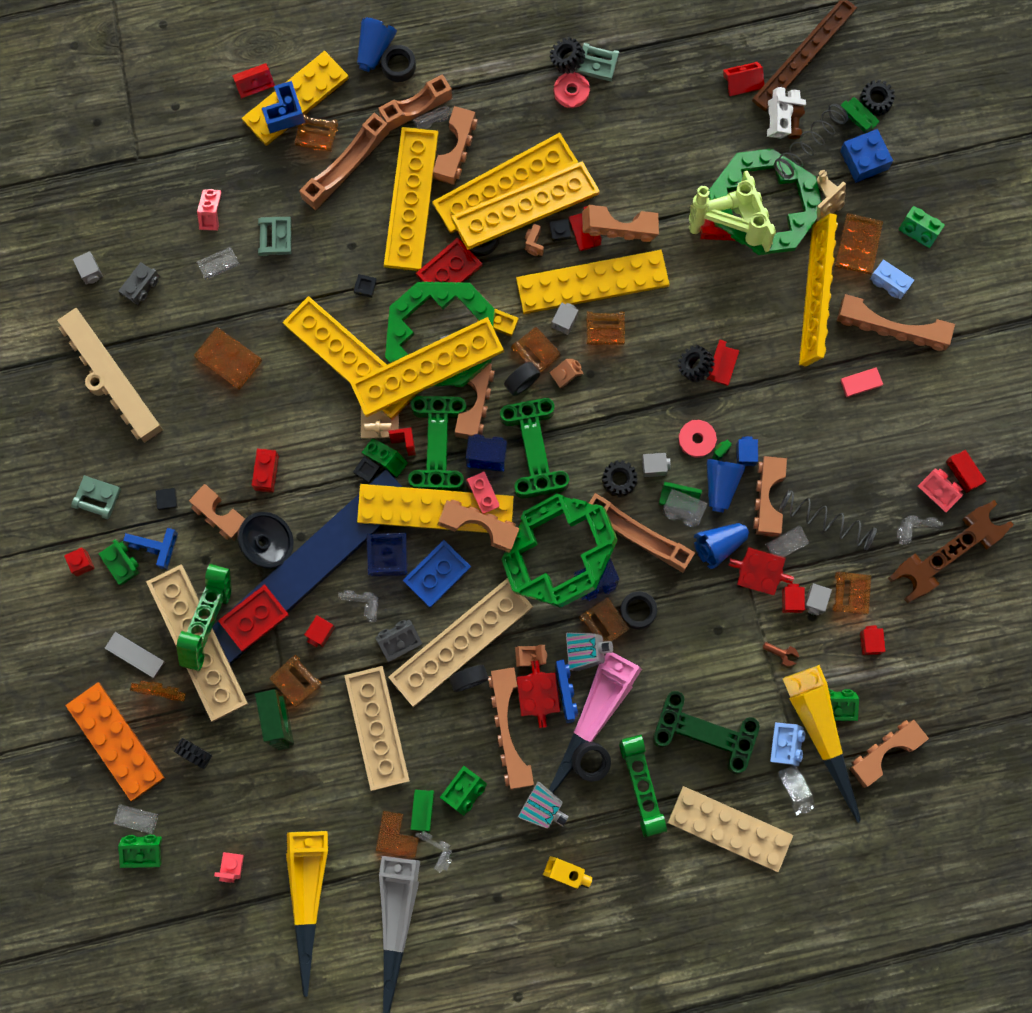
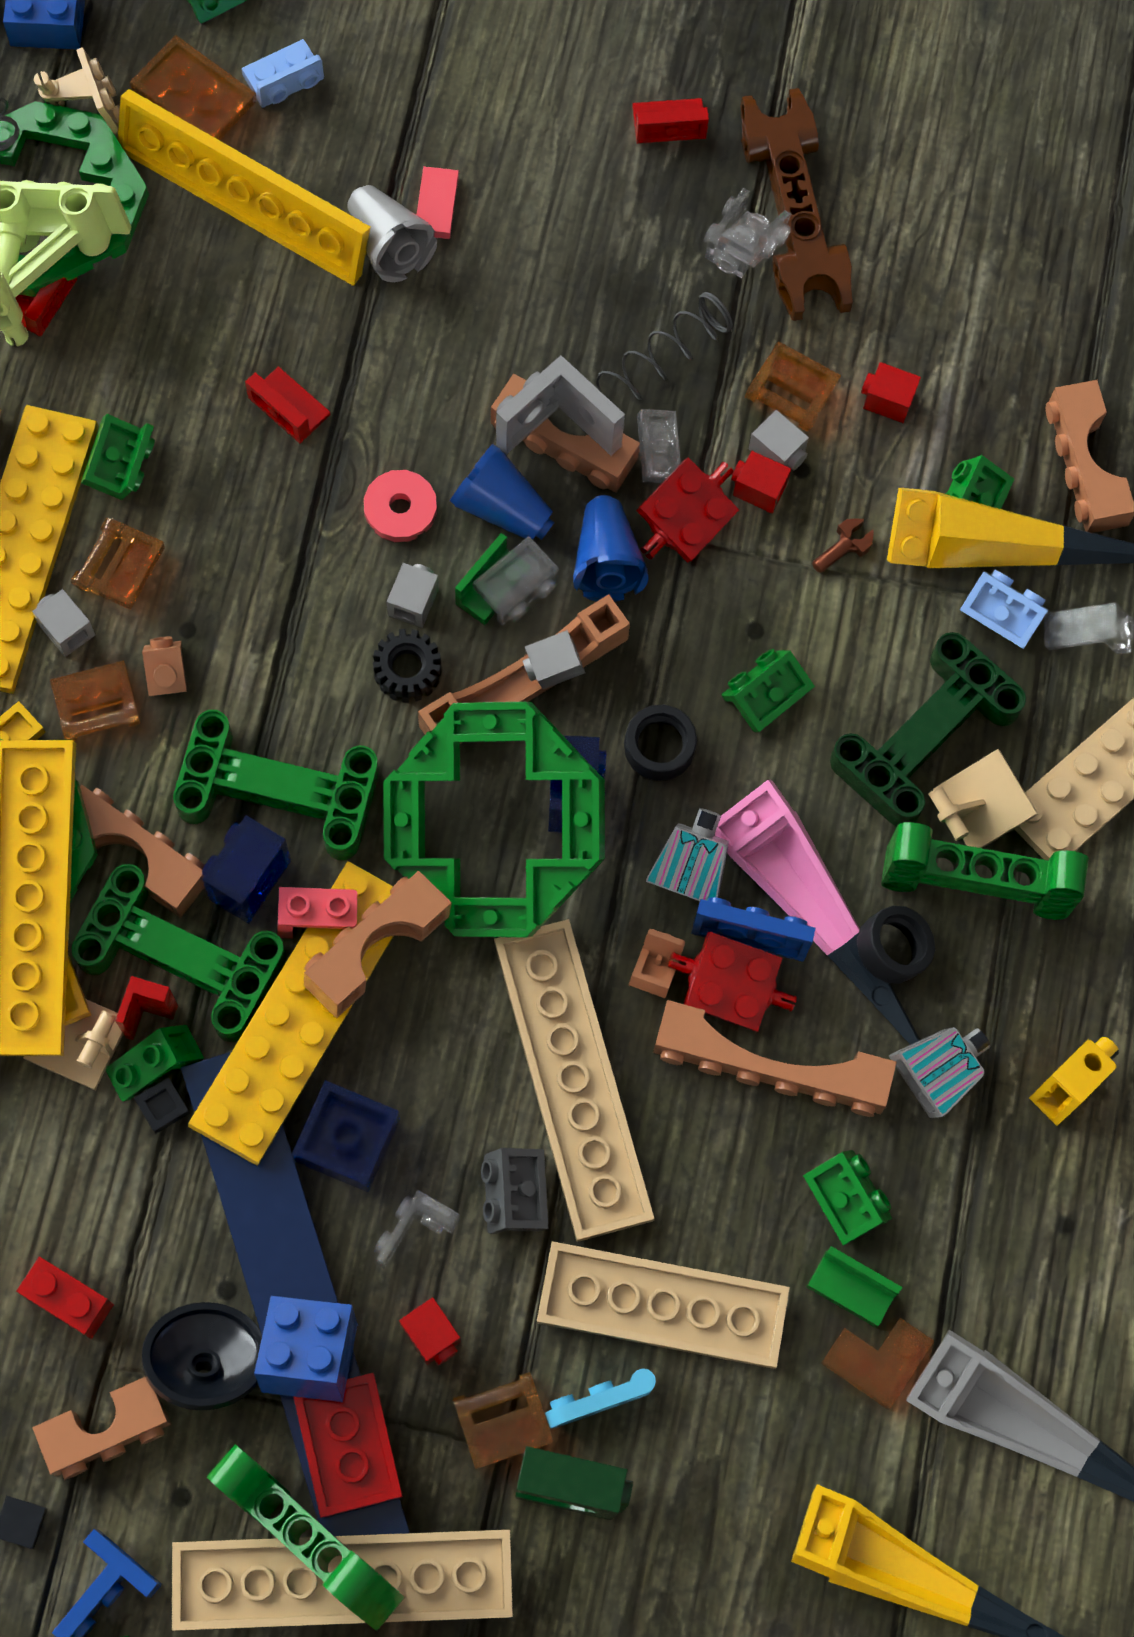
camera: 70 degrees left, 5 degrees down
(284, 580) = (306, 1348): none -> blue brick
(324, 719) = (601, 1398): none -> medium azure plate
(436, 574) = (424, 1064): blue plate -> none
(444, 861) = (962, 1289): clear bracket -> none
(468, 678) = (650, 1091): black tyre -> none
(522, 378) = (138, 744): black tyre -> none
(609, 619) = (651, 799): clear orange plate -> none
(650, 542) = (553, 660): none -> light grey brick
(656, 302) = (118, 457): none -> green bracket
(681, 772) = (982, 801): none -> tan plate
(689, 648) = (768, 688): none -> green bracket
(690, 358) = (249, 441): black tyre -> none
(721, 449) = (442, 473): green tile -> none
(747, 451) = (466, 434): blue brick -> none
(776, 476) = (565, 389): none -> light grey bracket
(831, 369) = (396, 236): none -> light grey cone
(856, 313) = (311, 152): nougat arch -> none
(917, 538) = (754, 237): none -> clear bracket
(941, 489) = (685, 168): coral bracket -> none

